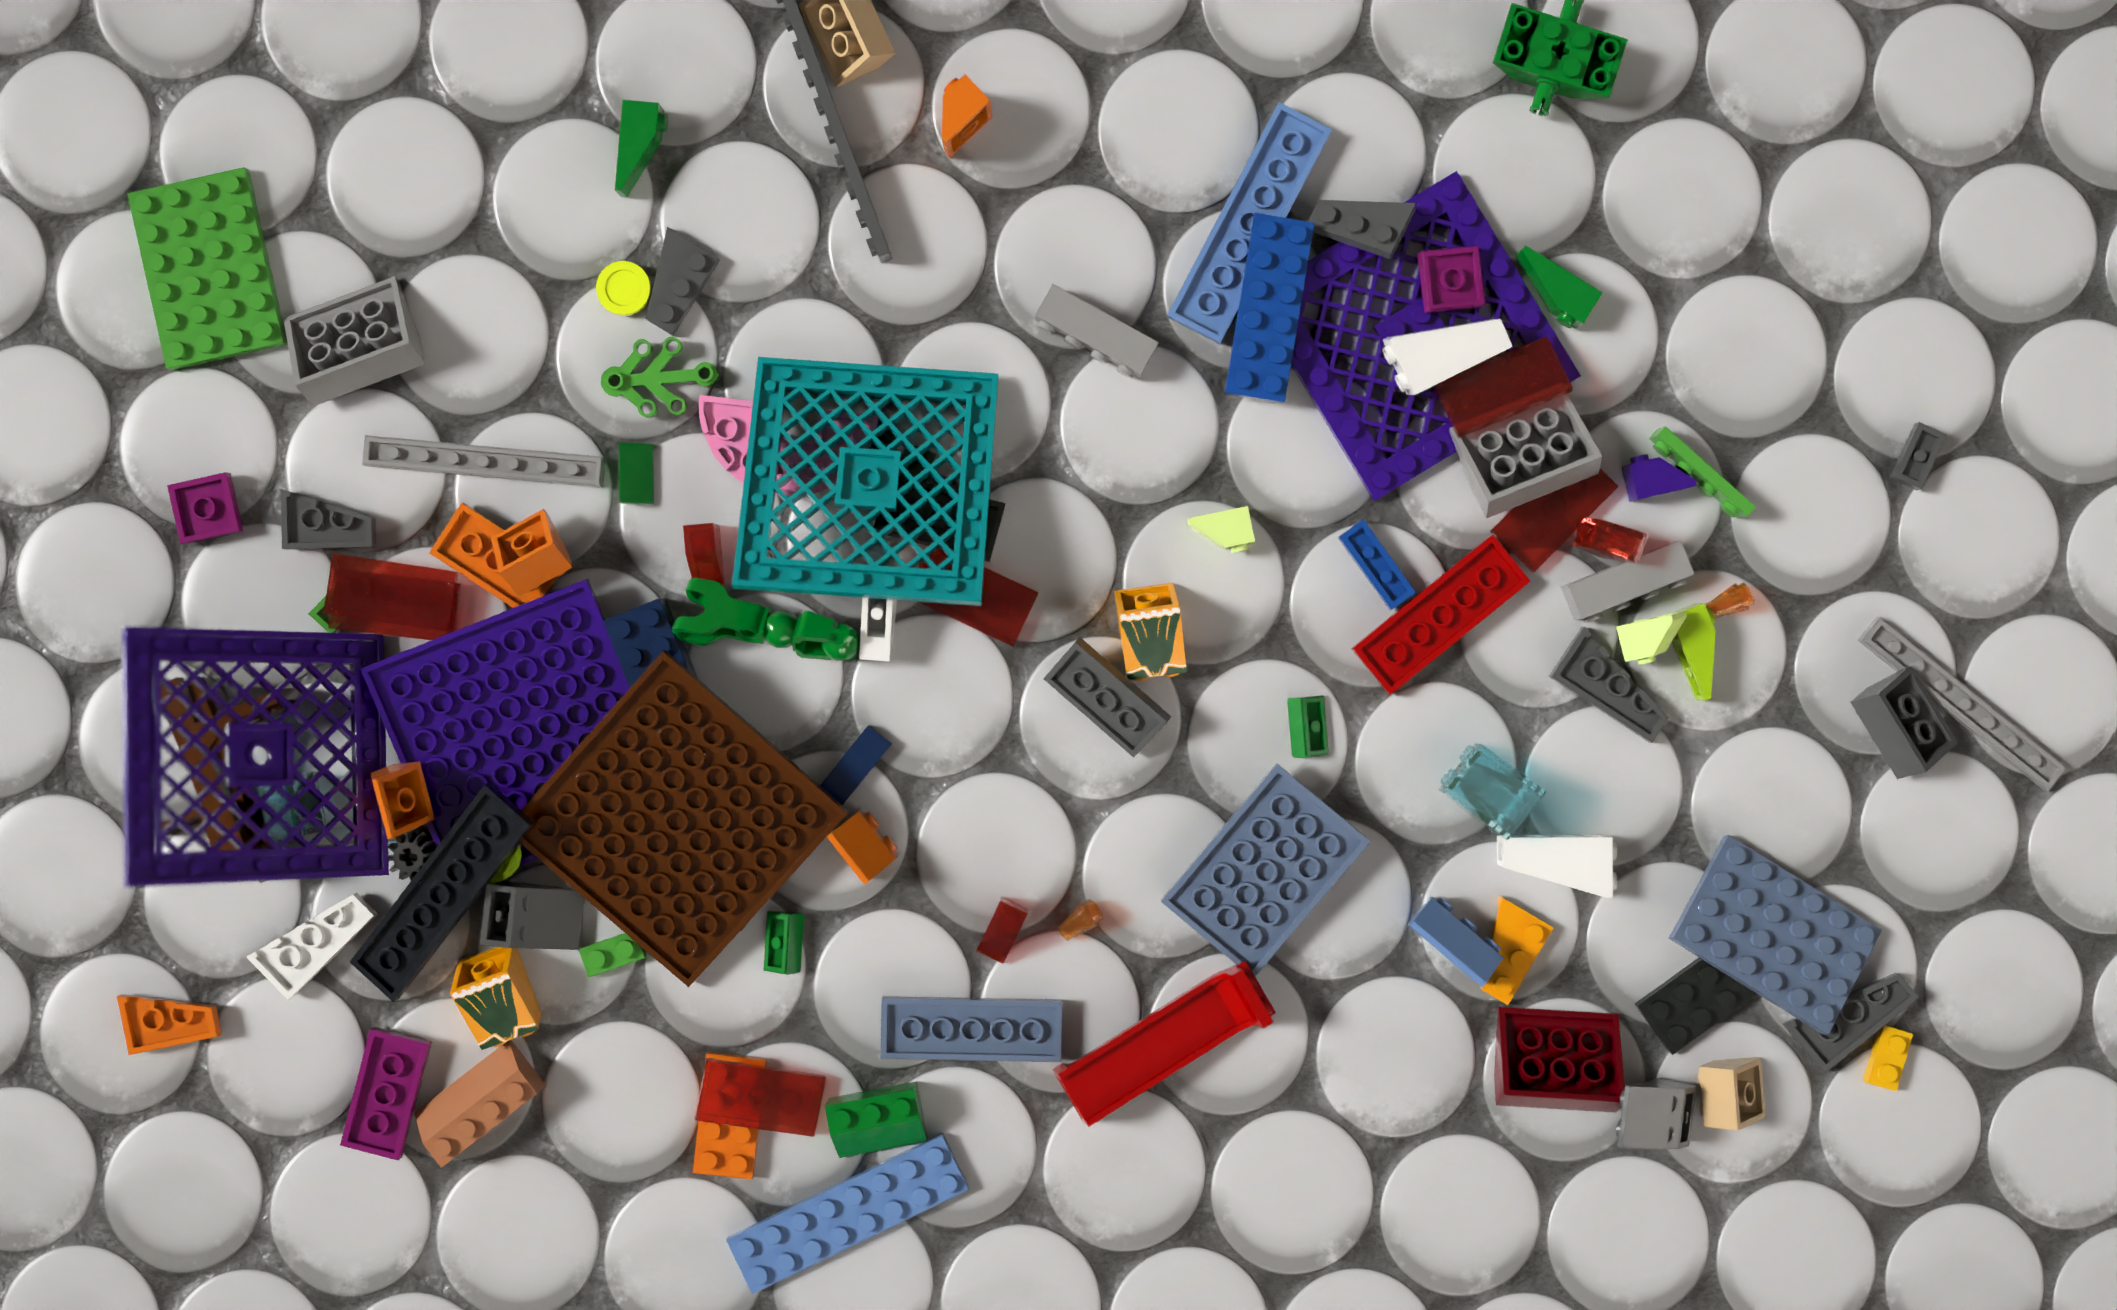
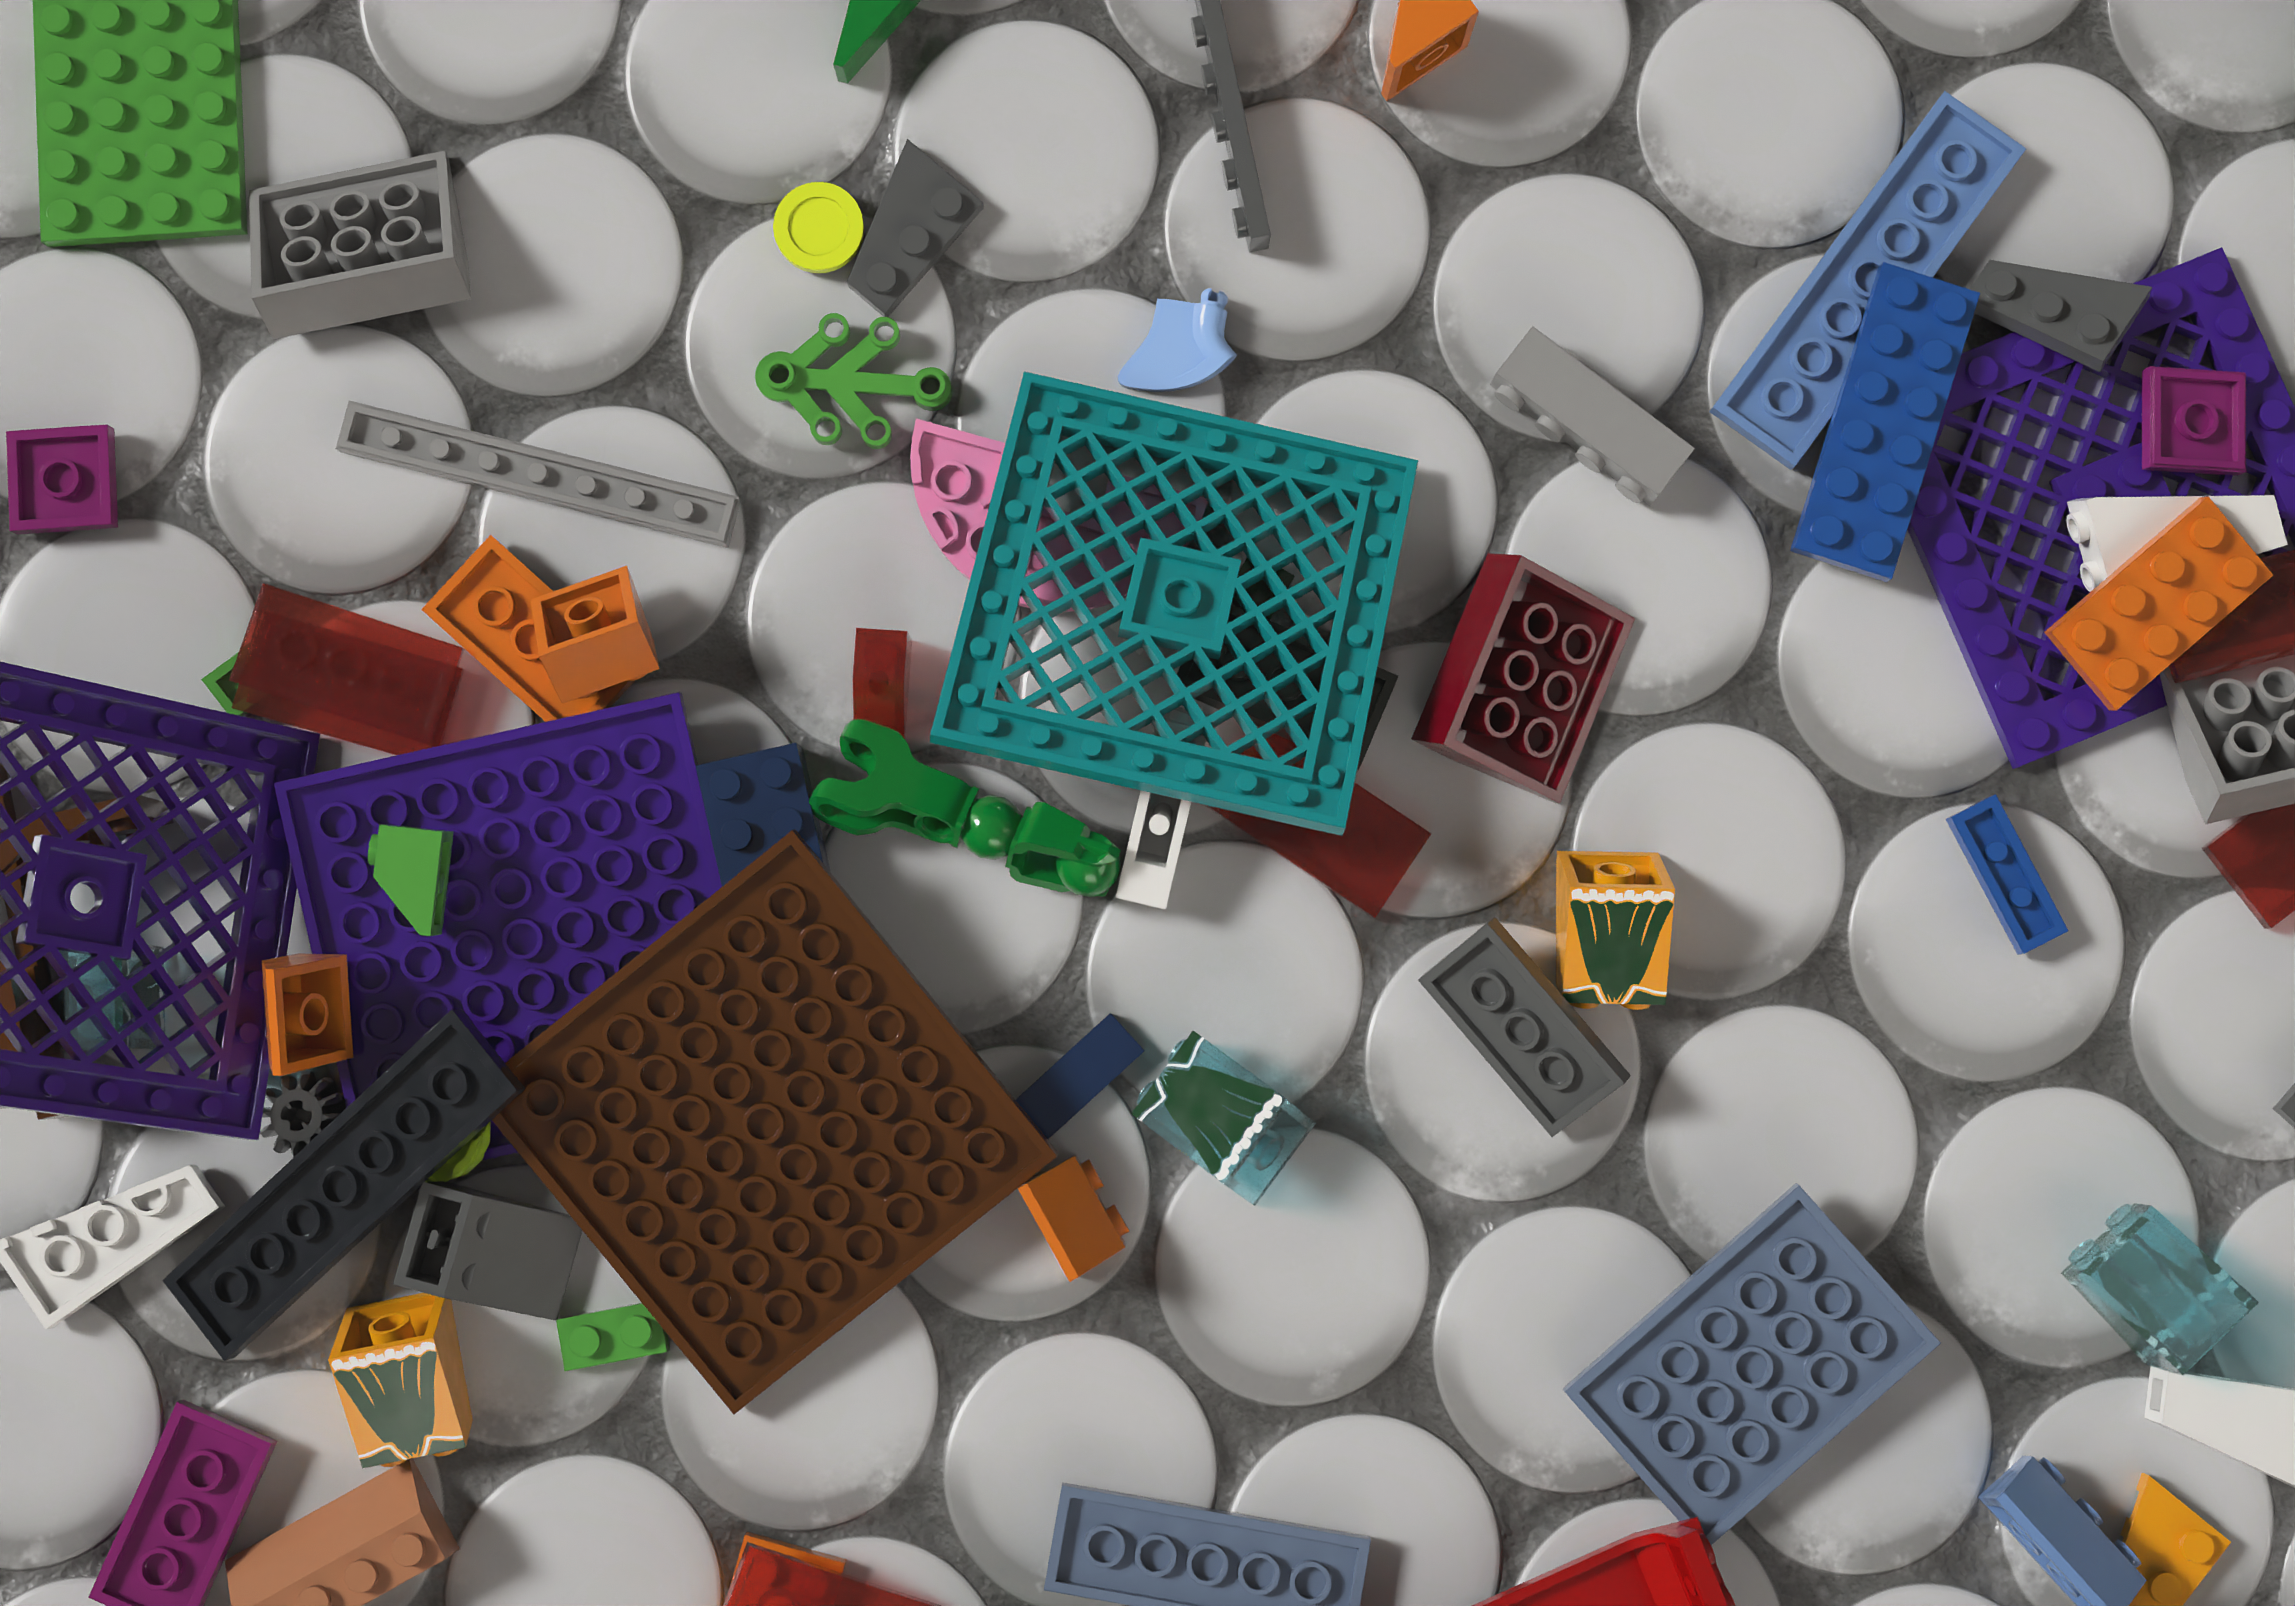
camera: 10 degrees right, 5 degrees down
(321, 525) = (251, 538): dark grey wing -> none
(450, 708) = (413, 872): none -> bright green slope
(636, 473) = (788, 532): green slope -> none
(783, 942) = (907, 1362): green slope -> none
(849, 326) = (1181, 347): none -> light blue arm
(941, 776) = (1222, 1117): none -> slope
(1002, 930) = (1285, 1399): clear red slope -> none
(1079, 492) = (1523, 676): none -> dark red slope
(1082, 919) = (1422, 1403): clear orange cone -> none
(1226, 528) = (1762, 774): yellowish green slope -> none
(1308, 726) = (1853, 1130): green slope -> none
(1440, 393) = (2158, 603): none -> orange plate
(1440, 614) = (2104, 975): red plate -> none

